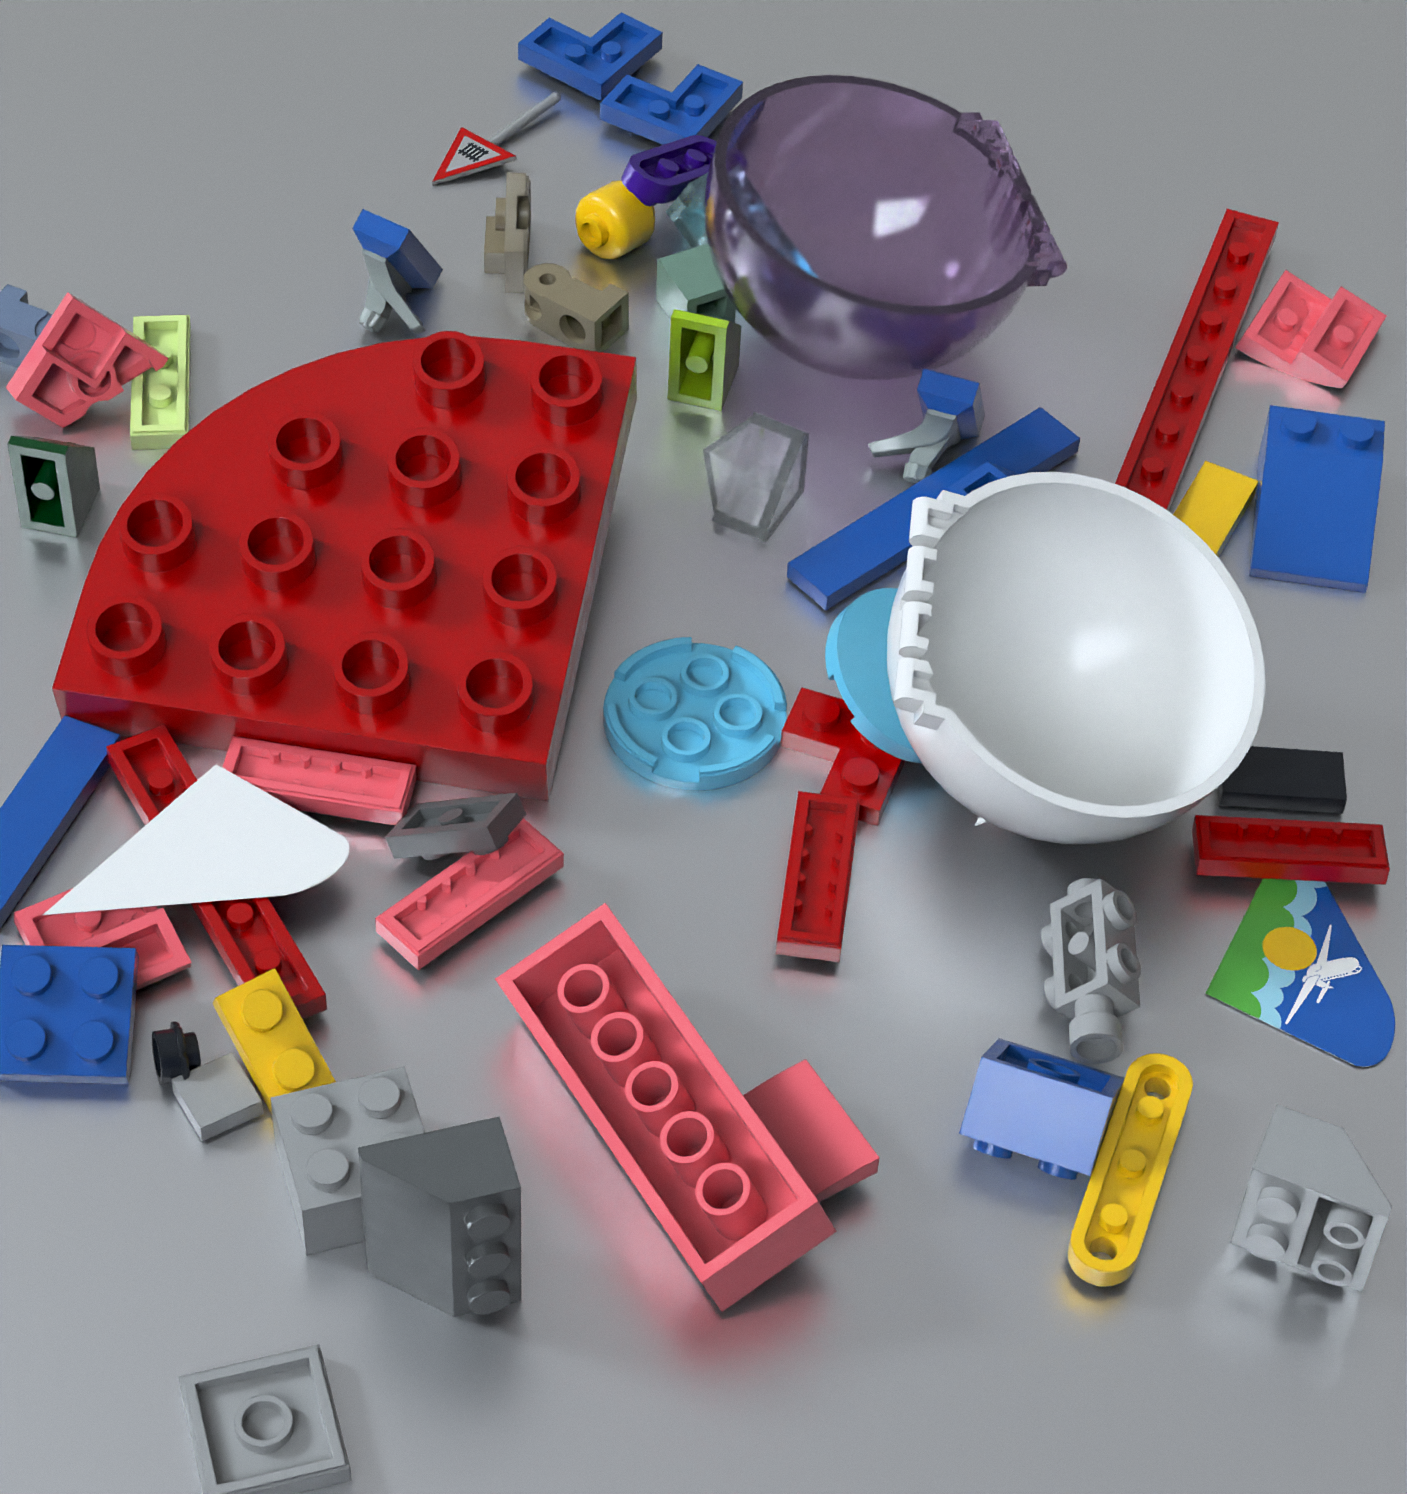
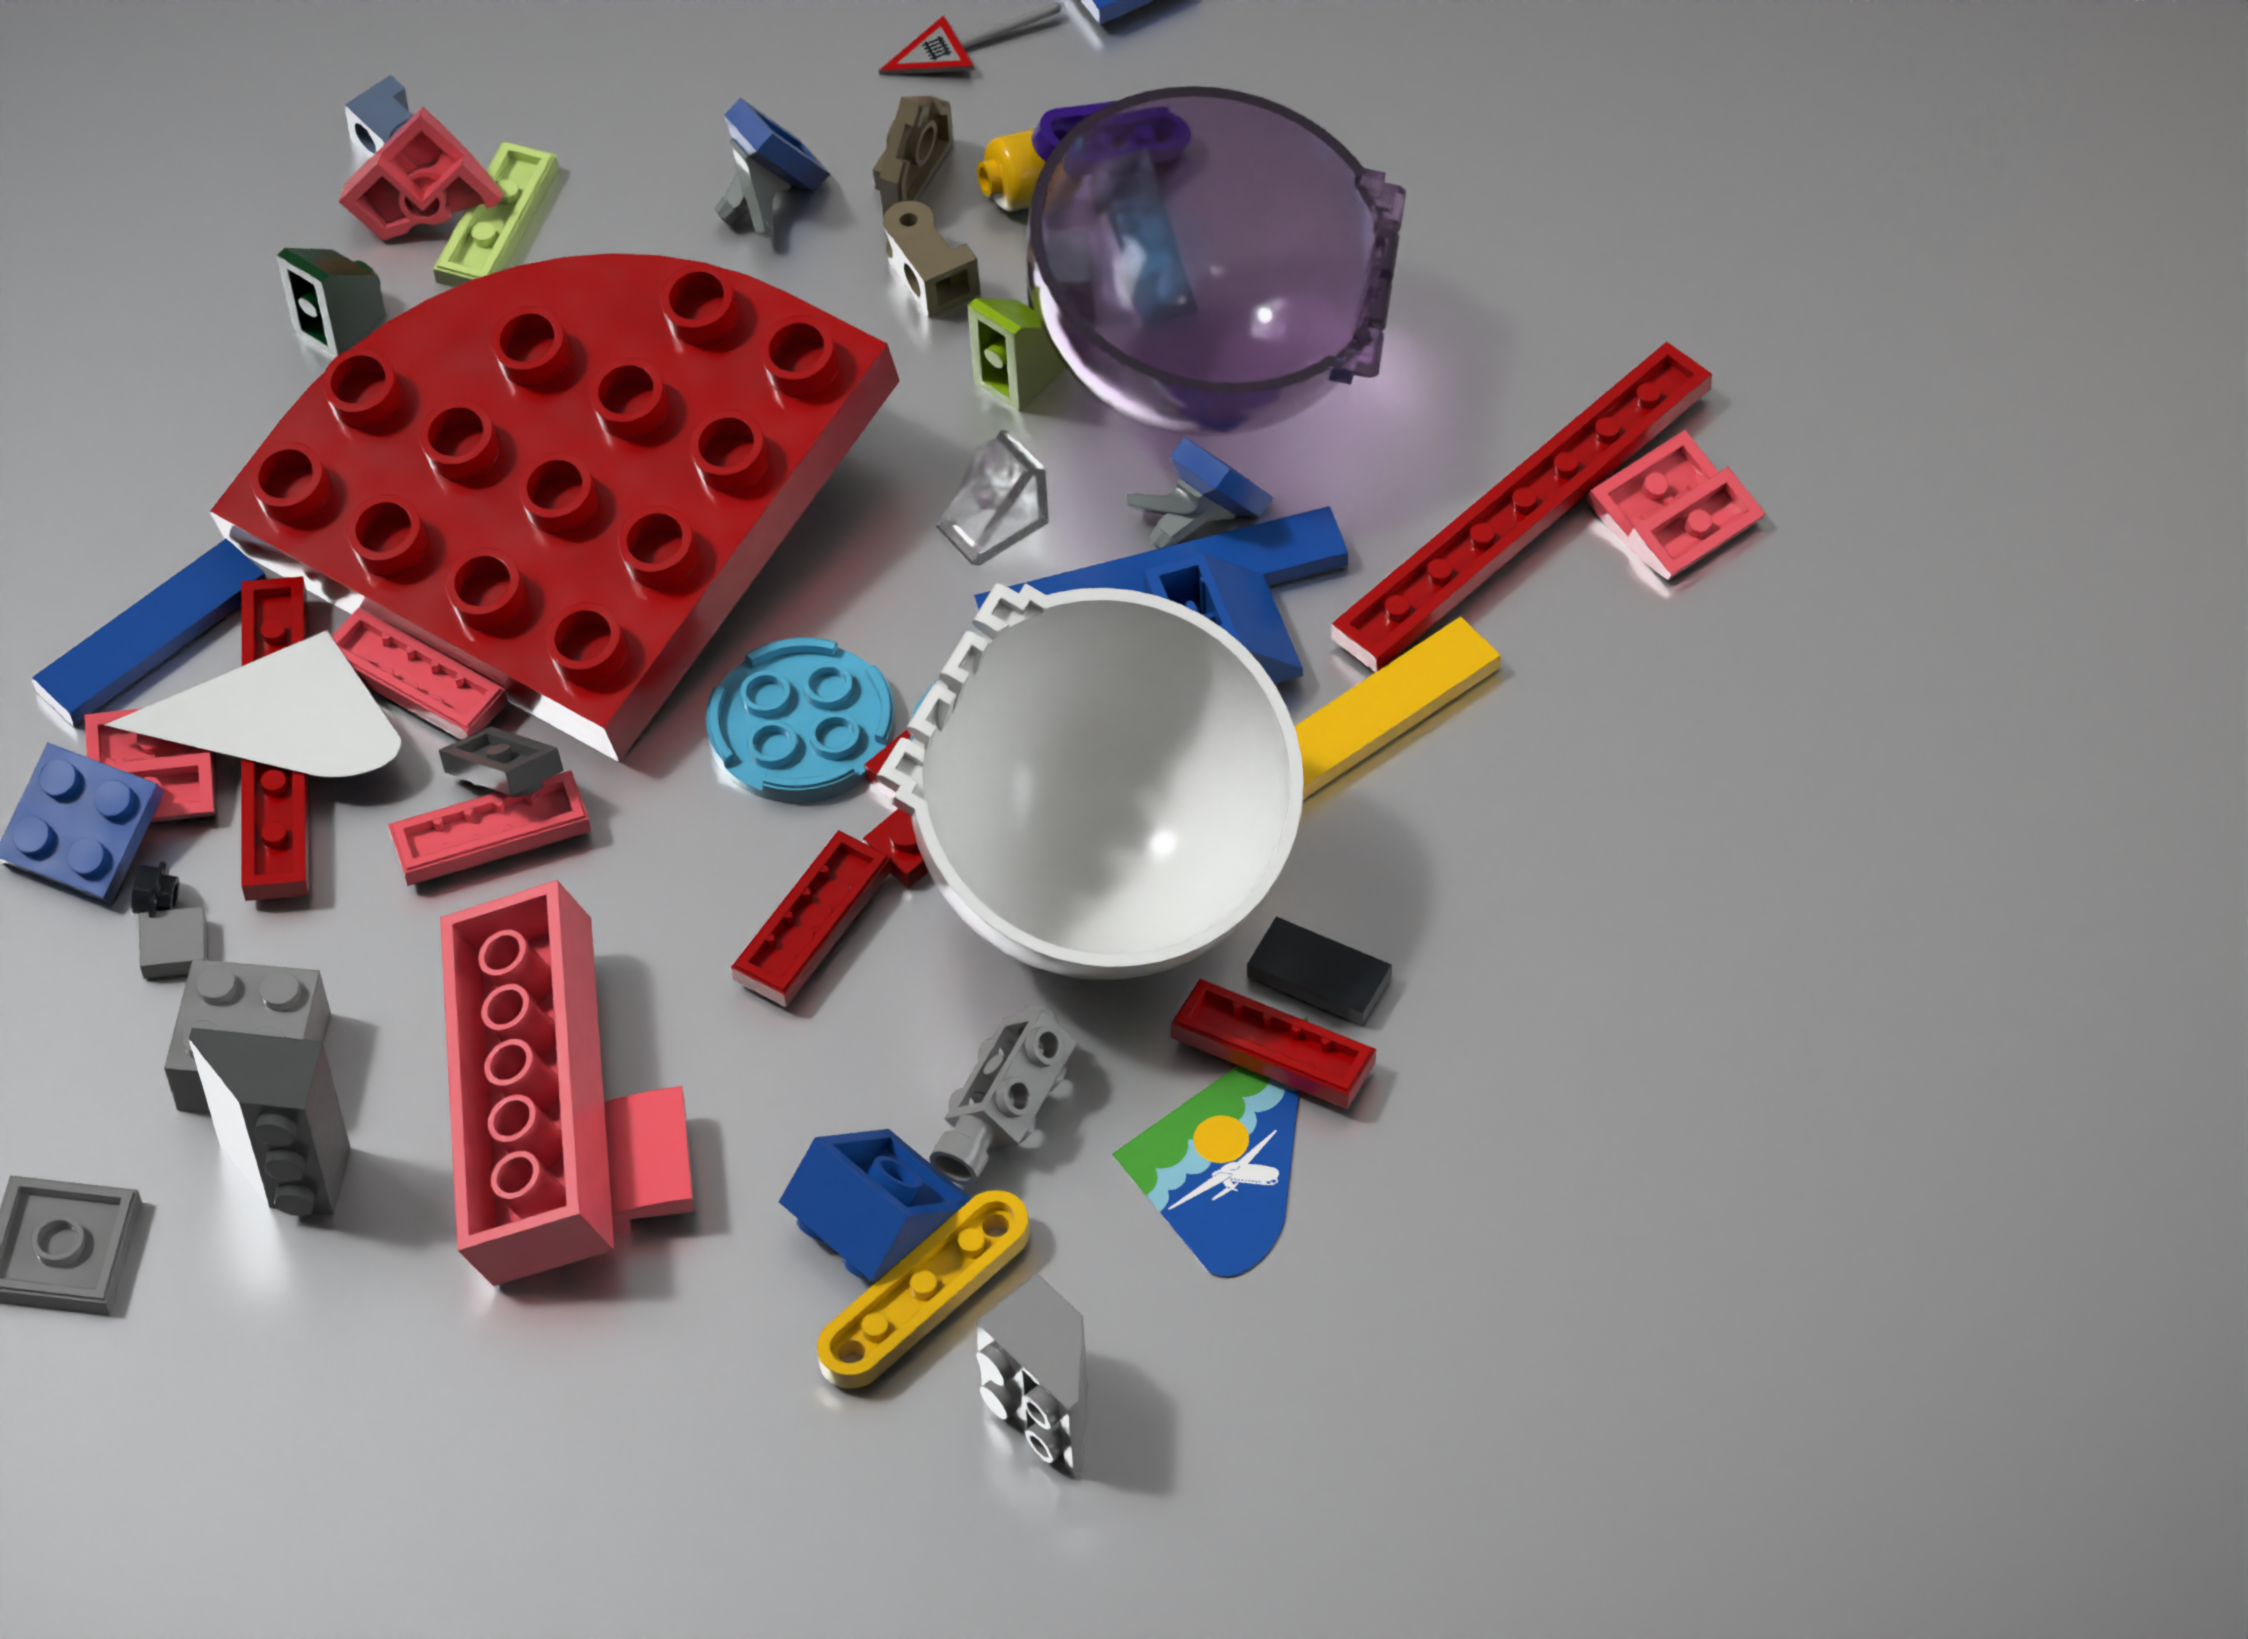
camera: 30 degrees right, 5 degrees up
(272, 1037) = (236, 905): yellow plate -> none
(667, 116) = (1149, 61): blue plate -> none
(1317, 498) = (1544, 693): blue slope -> none

